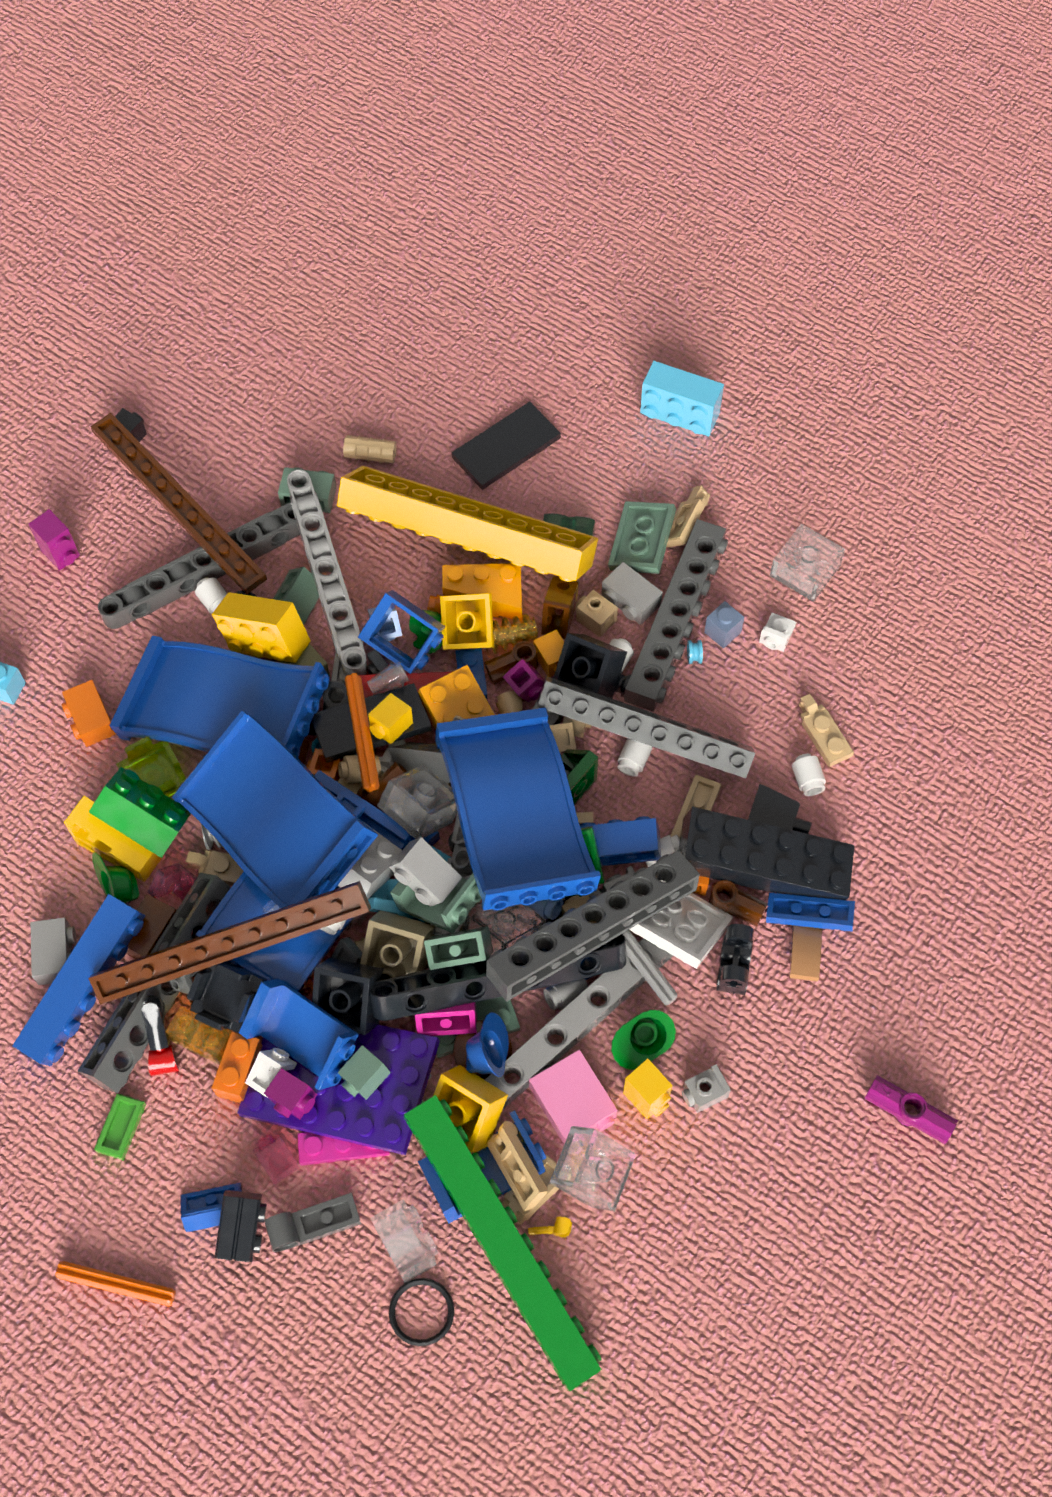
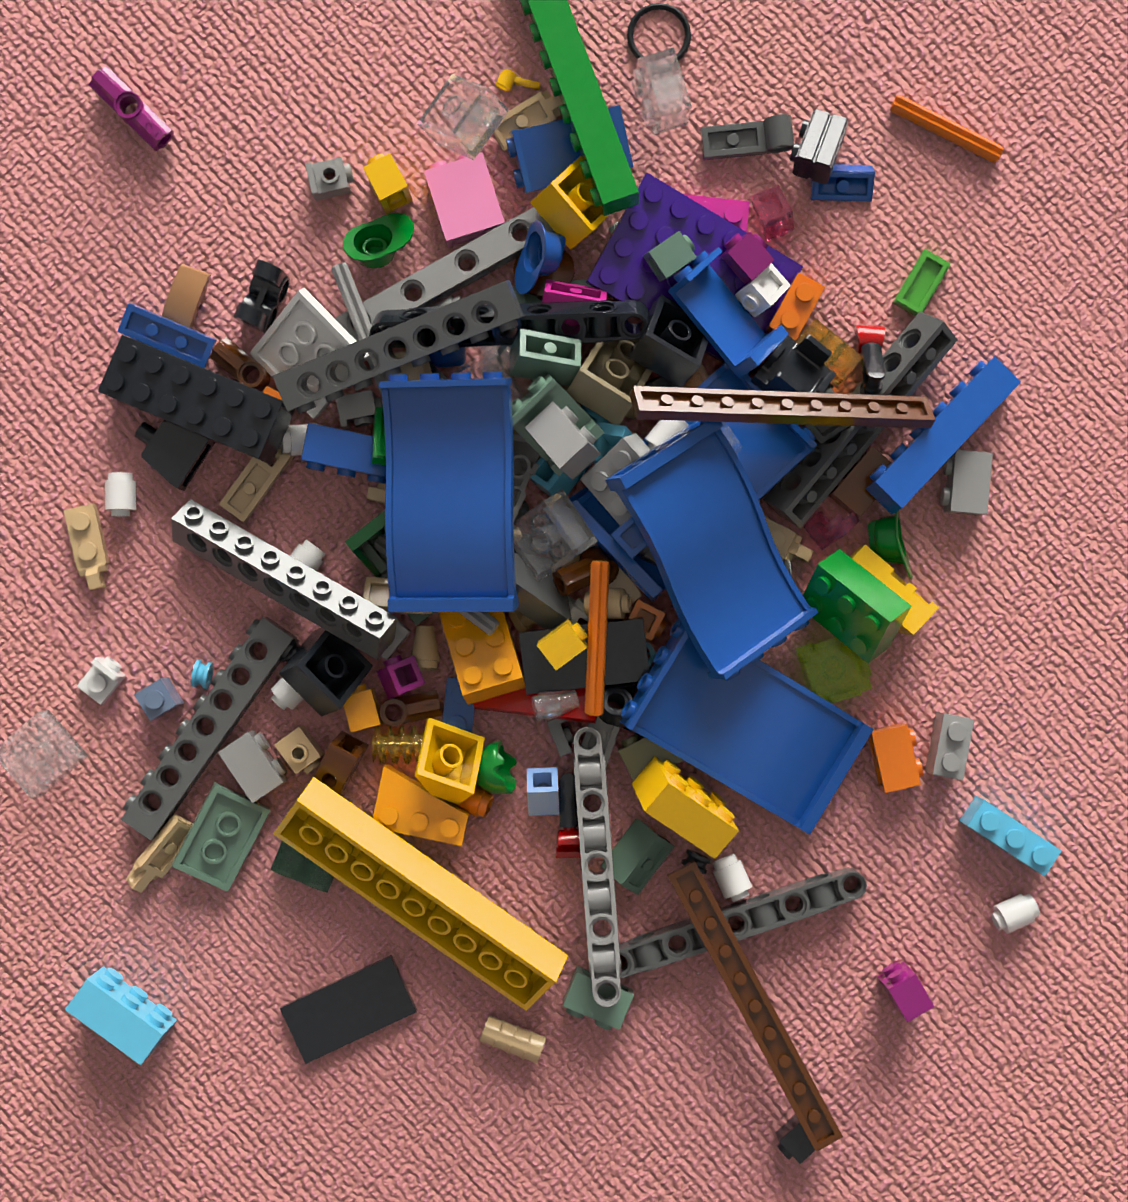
camera: 170 degrees left, 25 degrees up
(41, 731) = (949, 745): none -> light grey brick
(358, 599) = (568, 839): none -> piece
(370, 632) = (542, 743): blue window -> none
(517, 1166) = (537, 135): tan plate -> none

